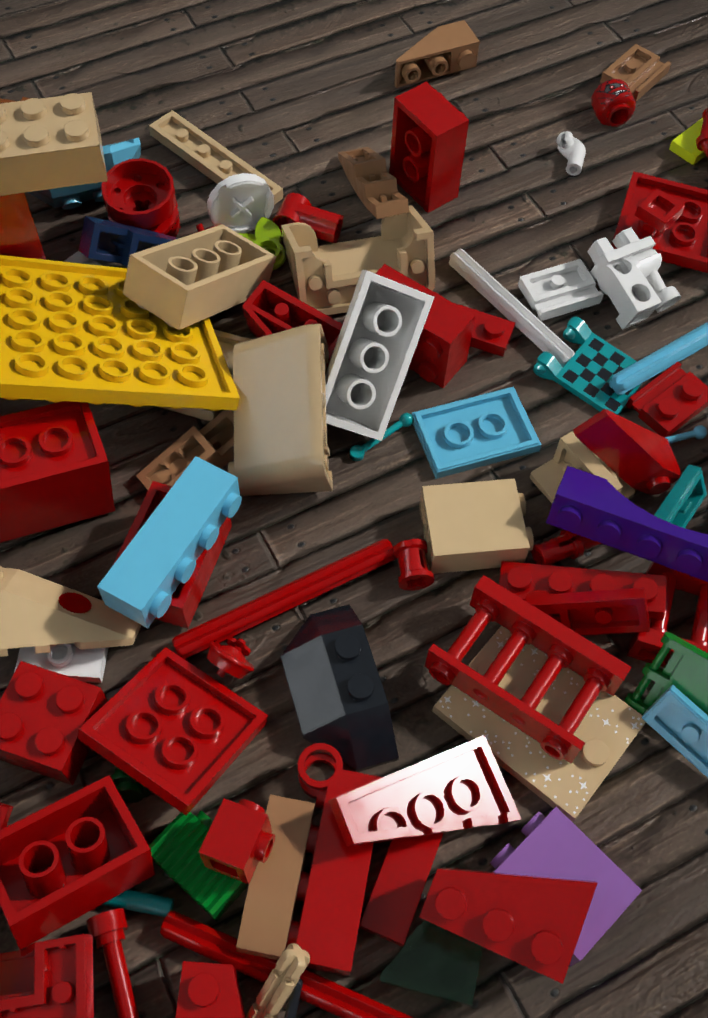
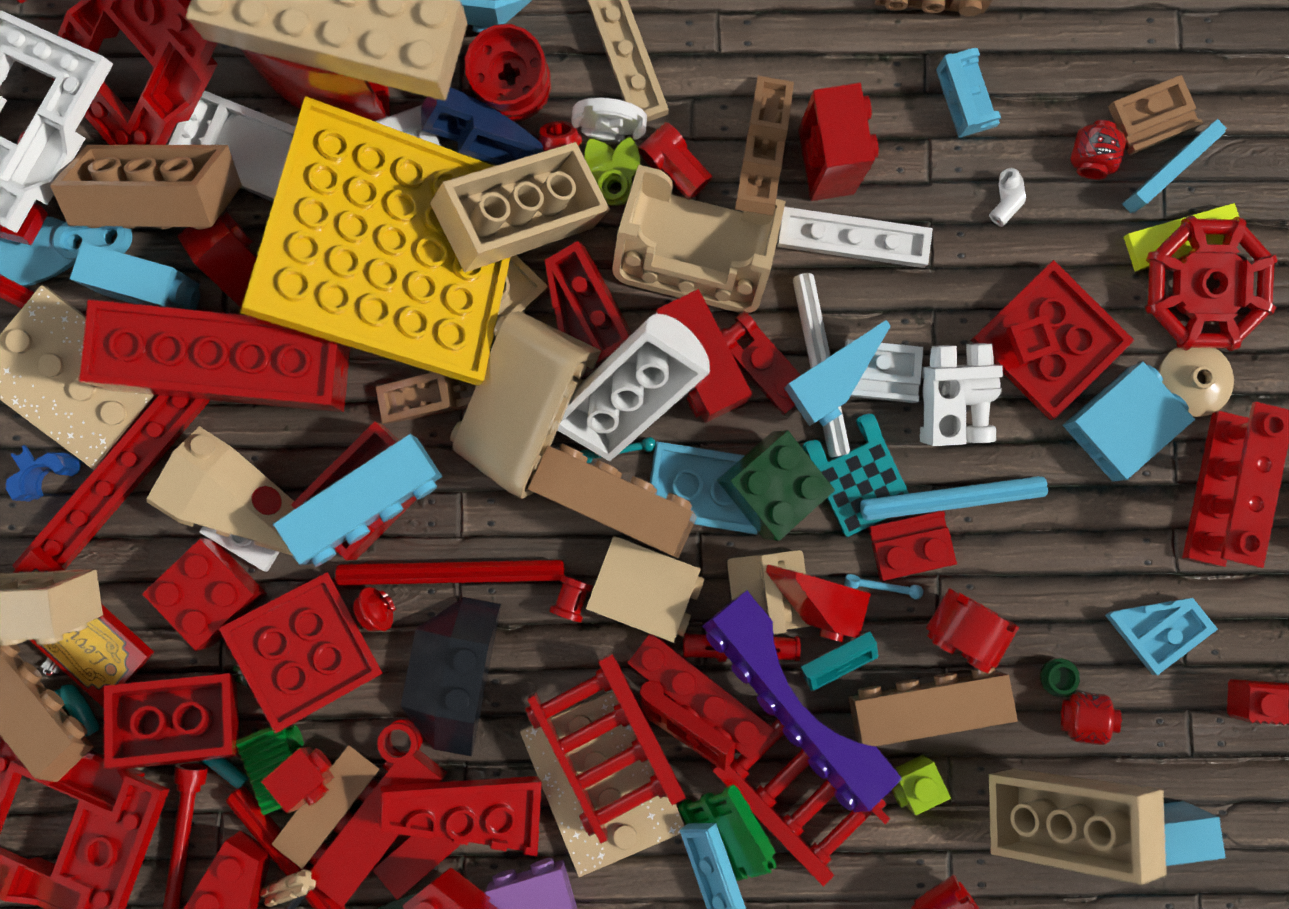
camera: 25 degrees right, 25 degrees up
(403, 453) = (612, 501): none -> medium nougat brick
(484, 214) = (855, 237): none -> white plate
(496, 108) = (966, 93): none -> medium azure hinge
(527, 302) = (832, 381): none -> medium azure slope
(534, 391) = (776, 485): none -> dark green brick
(671, 93) = (1174, 166): none -> medium azure tile

